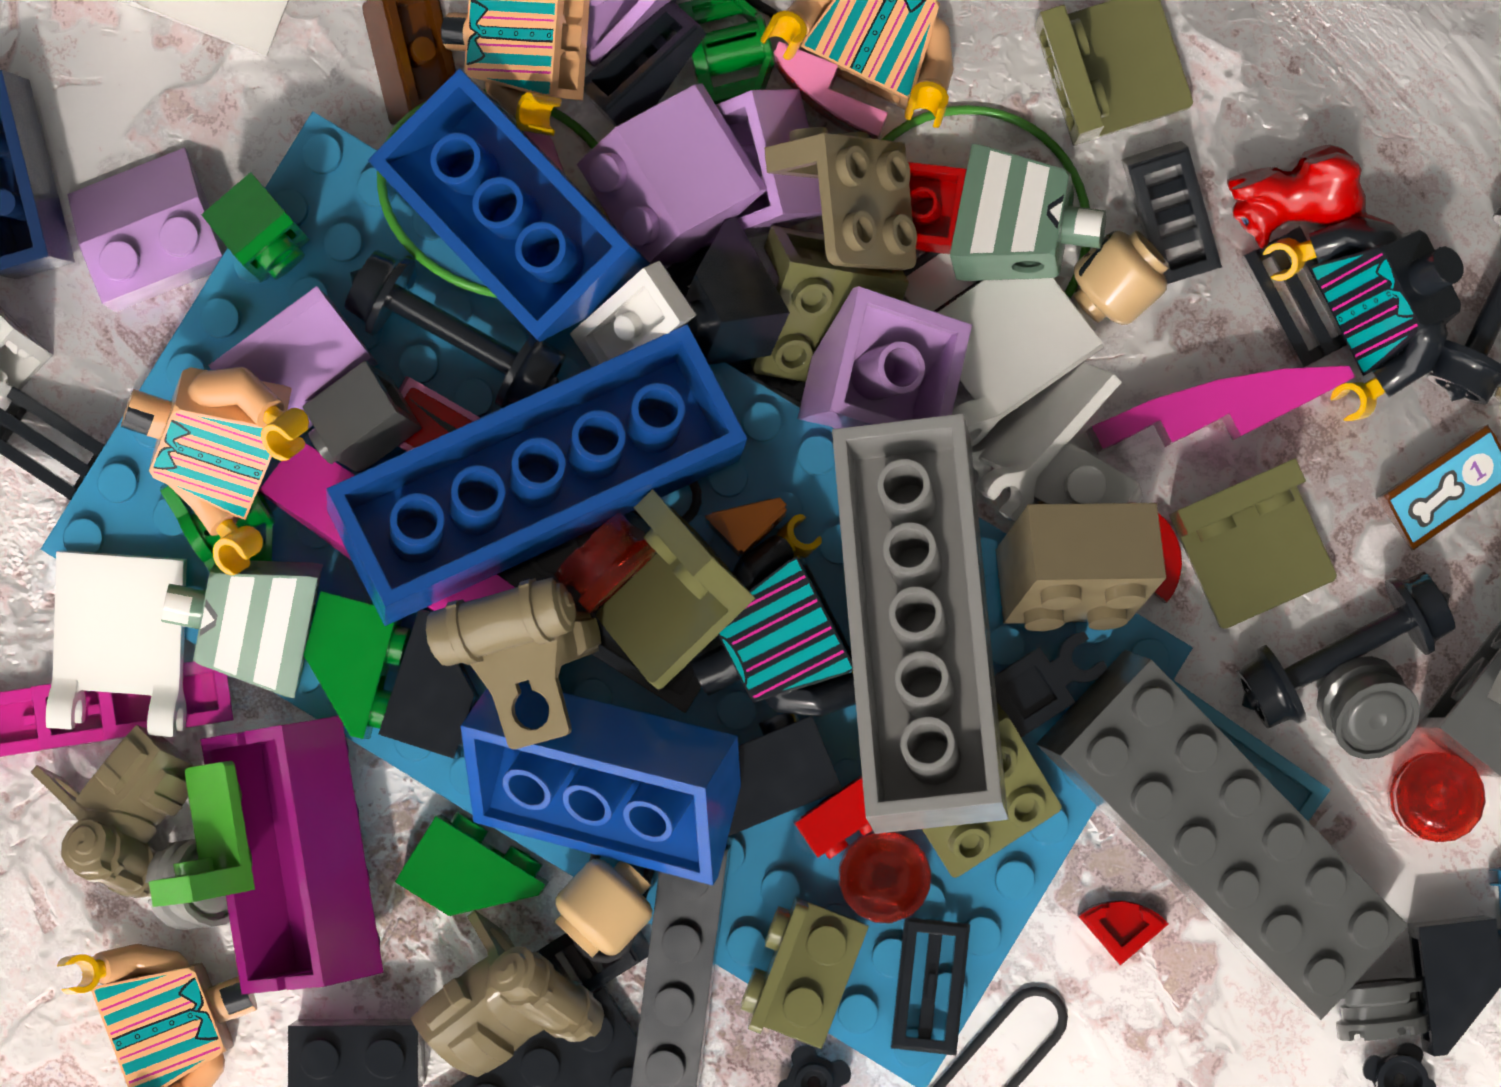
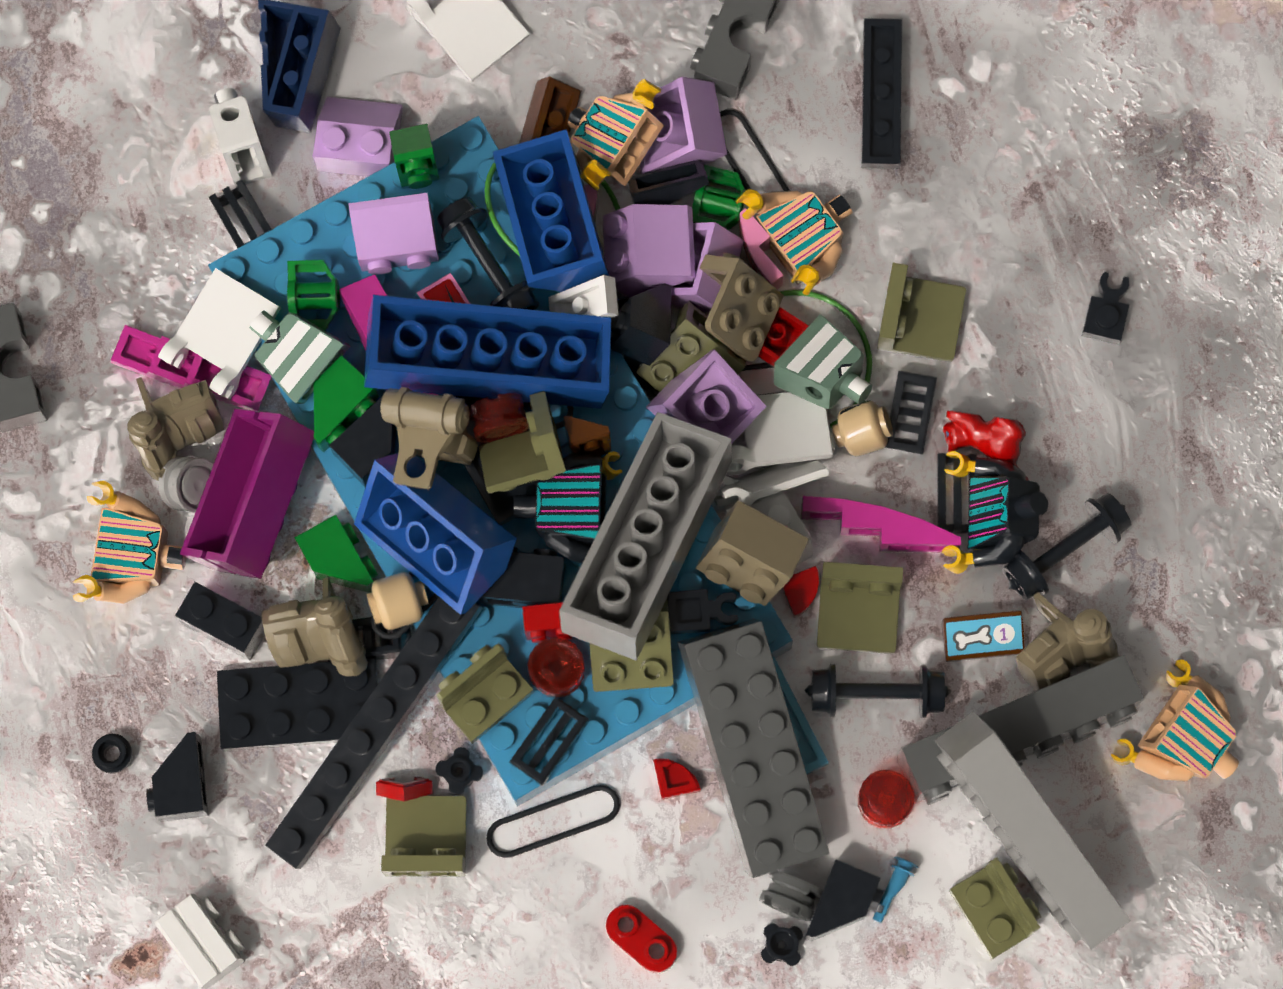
camera: 30 degrees right, 10 degrees down
(217, 448) = (328, 248): torso -> none
(220, 839) = (212, 471): bright green bracket -> none
(360, 418) = (413, 275): dark grey brick -> none
(1368, 707) = (873, 728): dark grey wheel -> none

